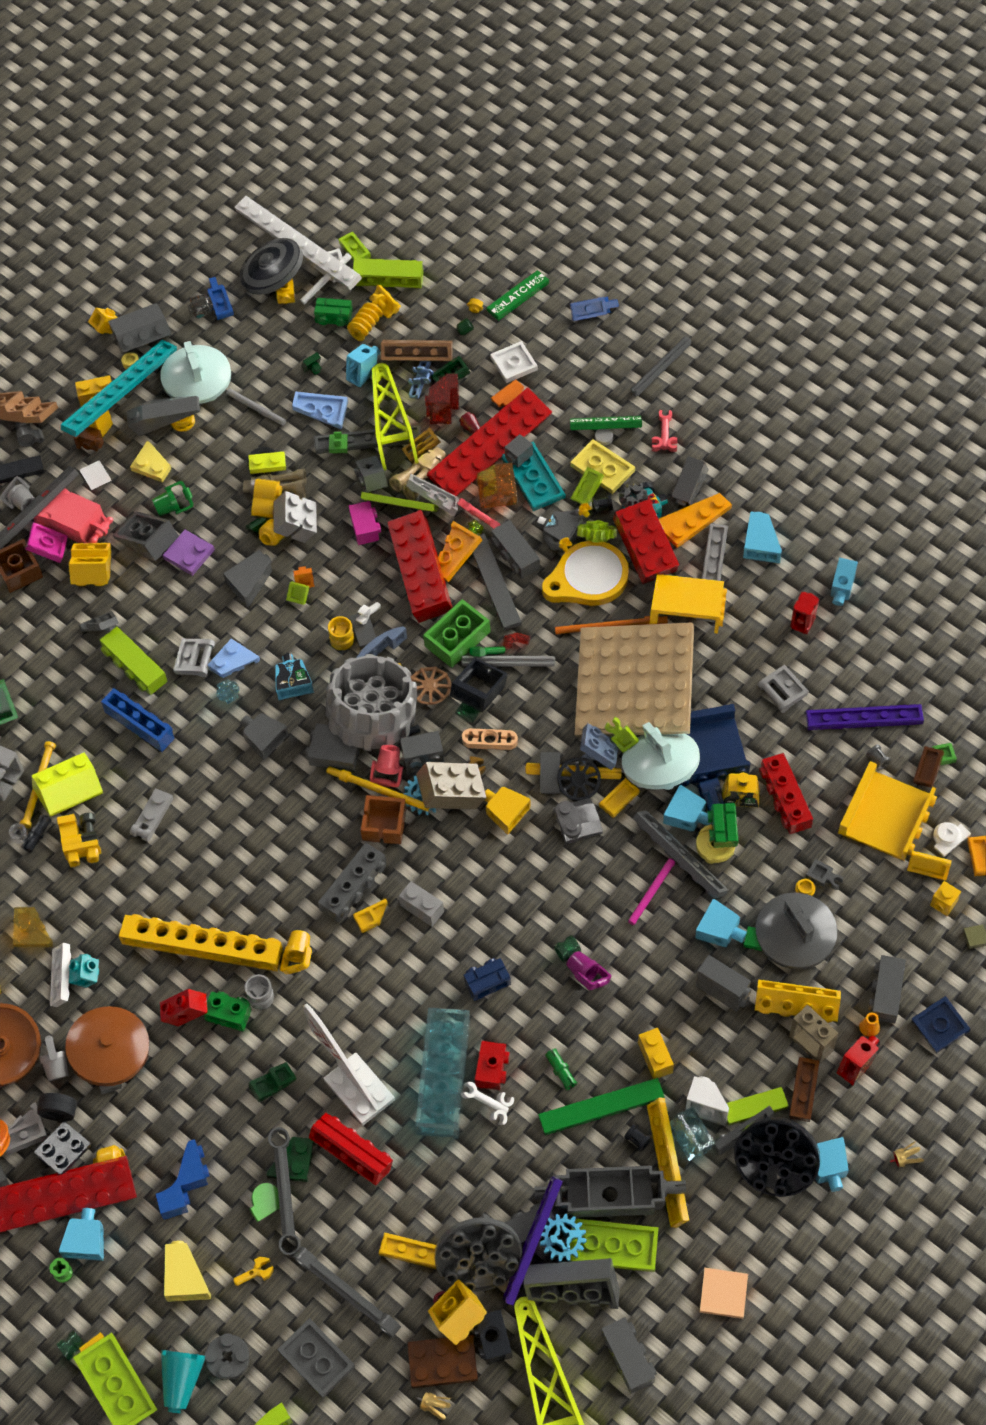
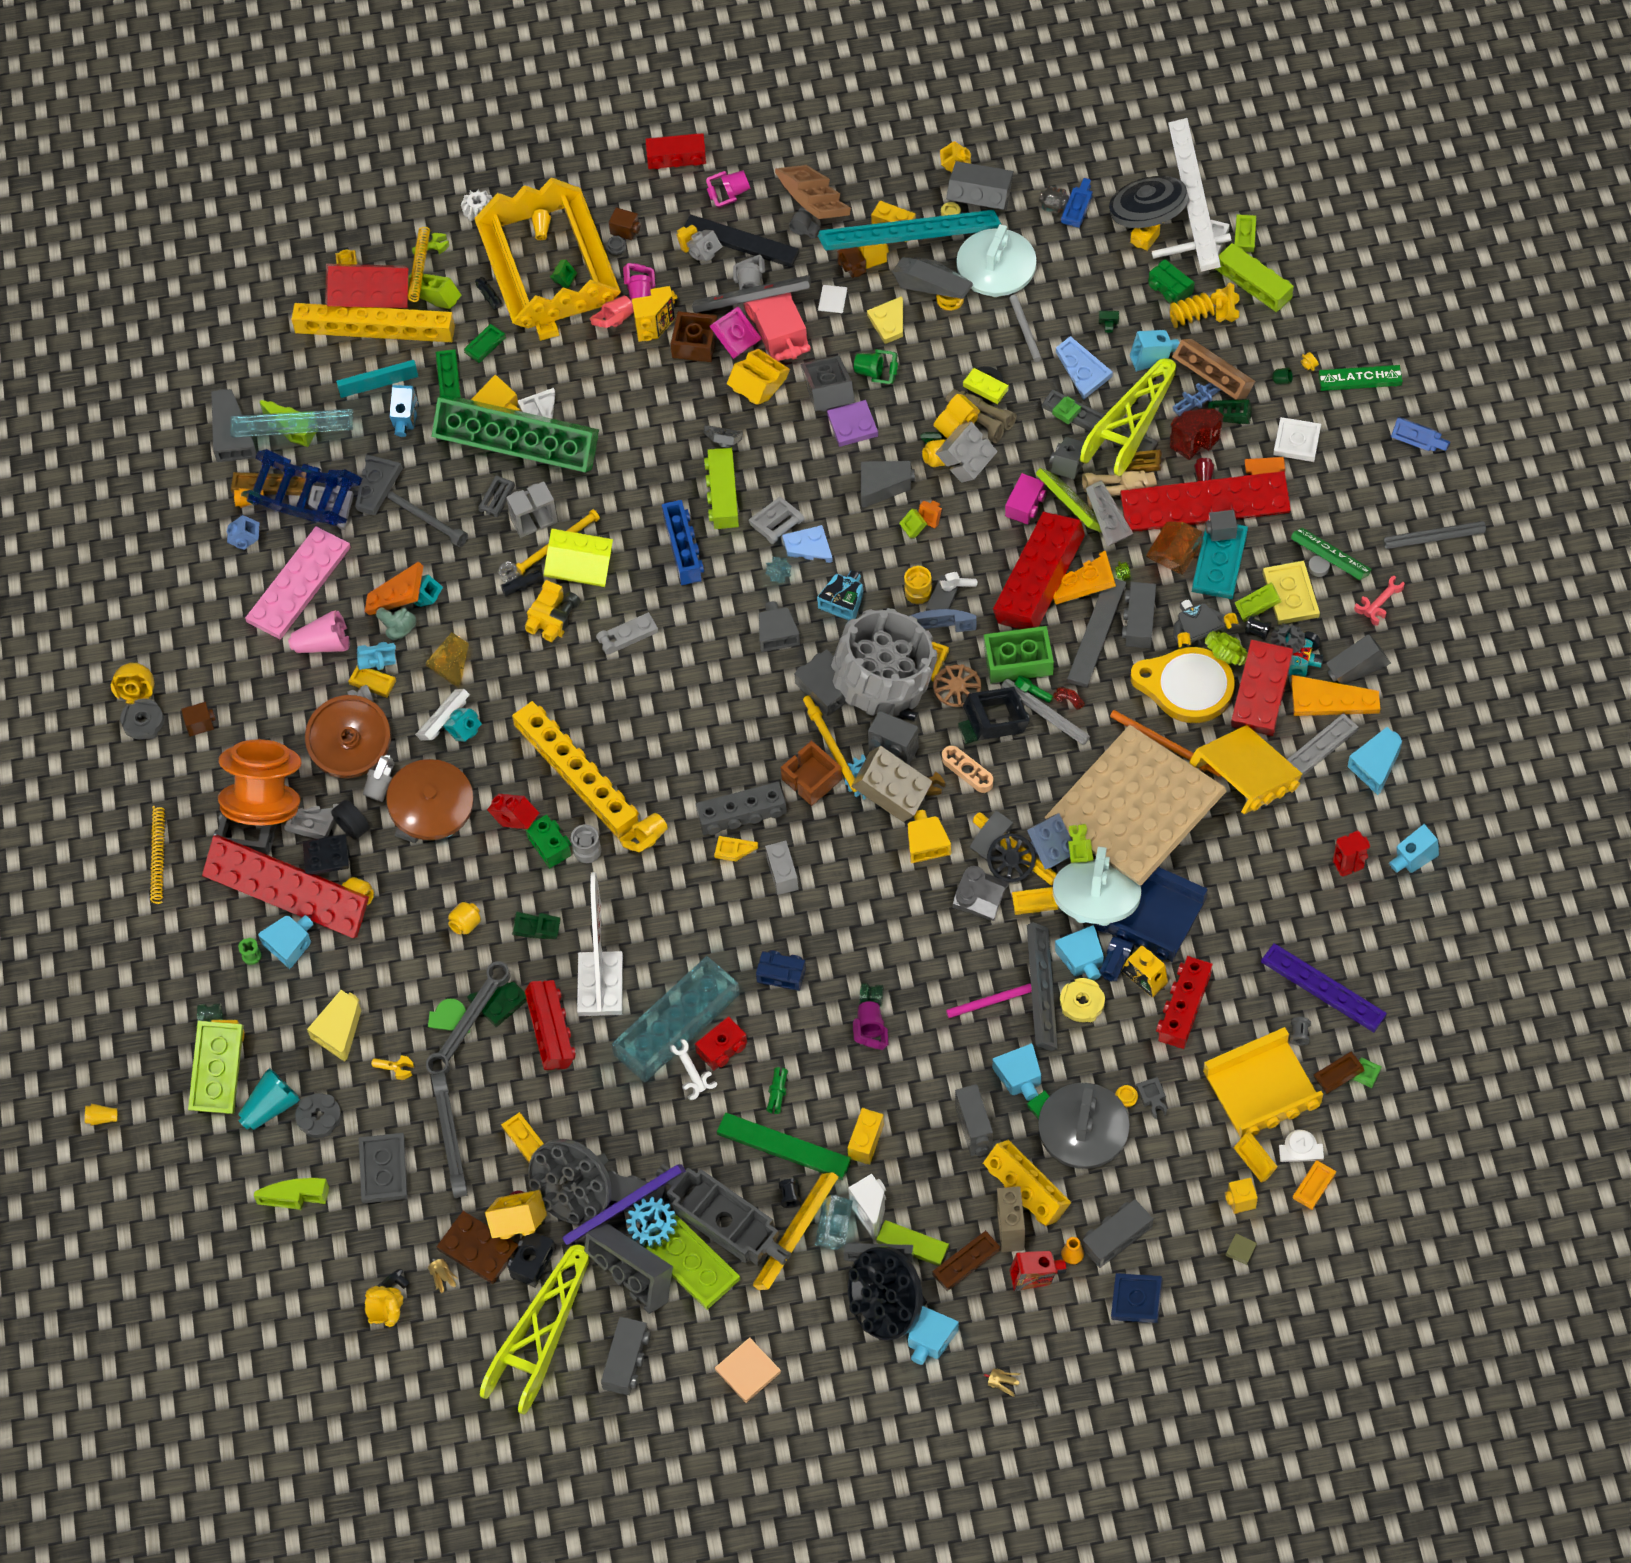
camera: 40 degrees right, 0 degrees up
(191, 1176) = (408, 952): blue arch -> none
(213, 1116) = (464, 918): none -> yellow head
(387, 764) = (856, 728): coral piece -> none
(477, 513) = (1131, 547): coral bar -> none
(724, 825) = (1097, 987): green brick -> none
(787, 684) = (1278, 909): light grey plate -> none

